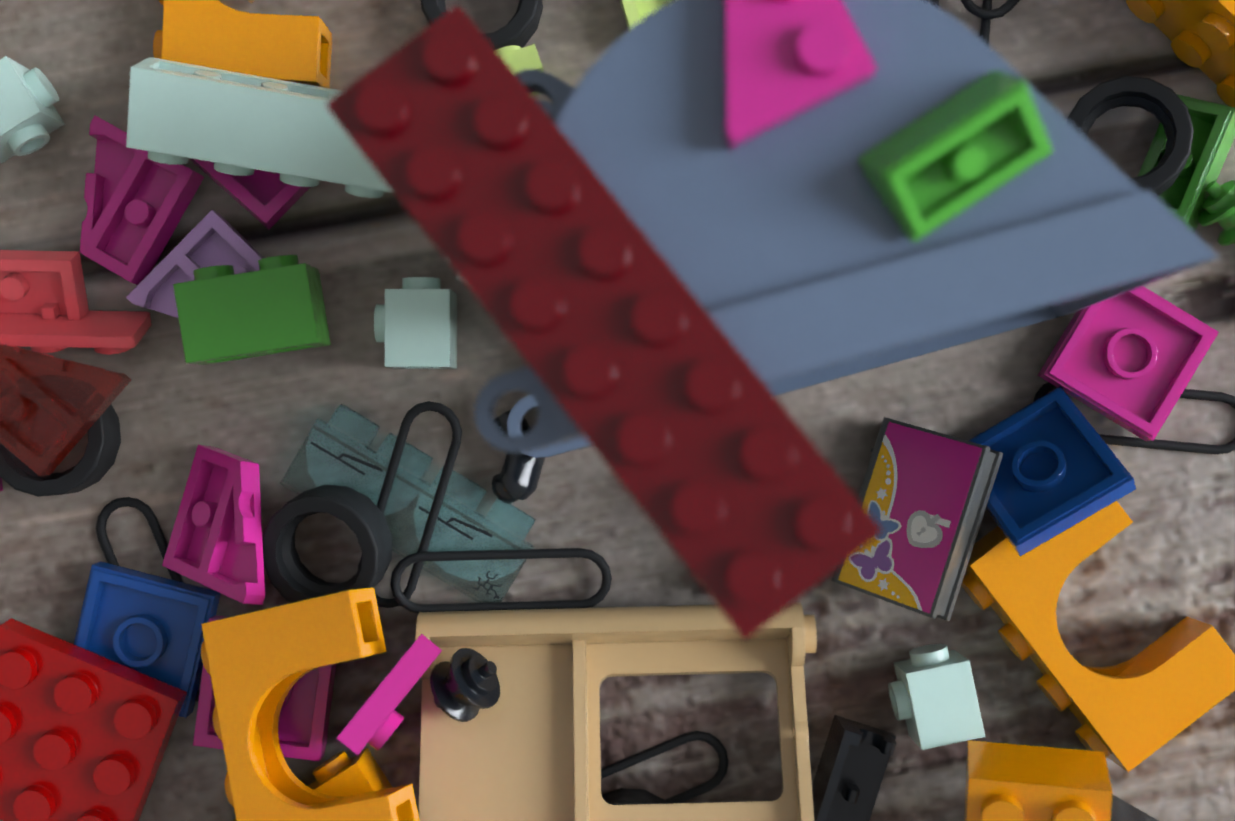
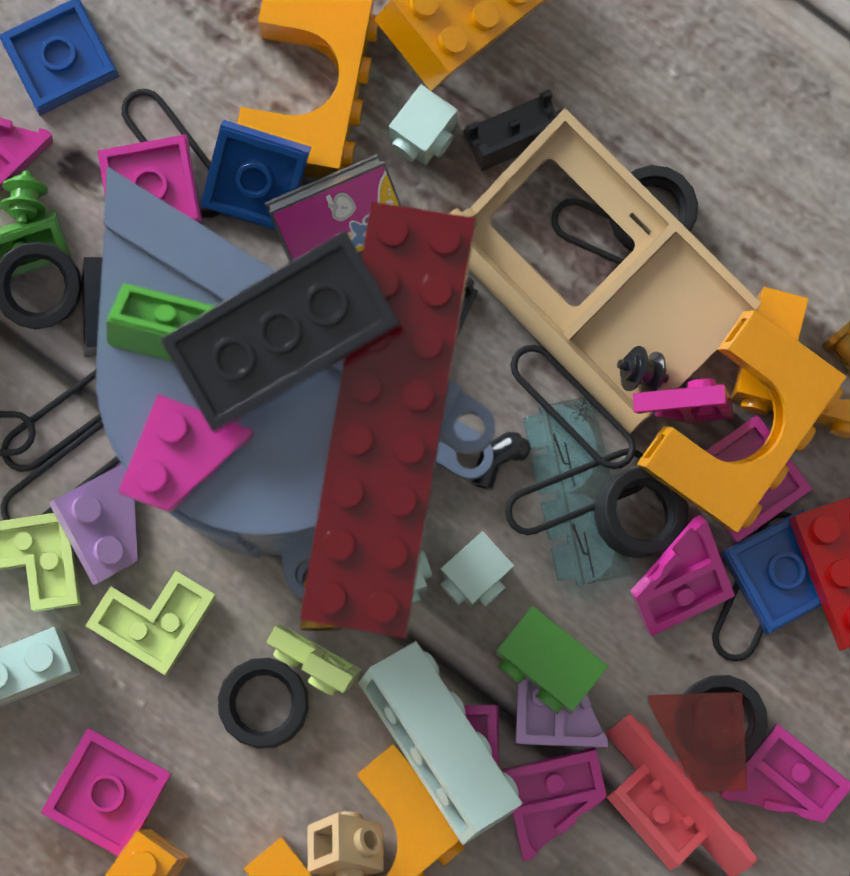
camera: 130 degrees left, 10 degrees down
(817, 268) = (280, 332): none -> black plate

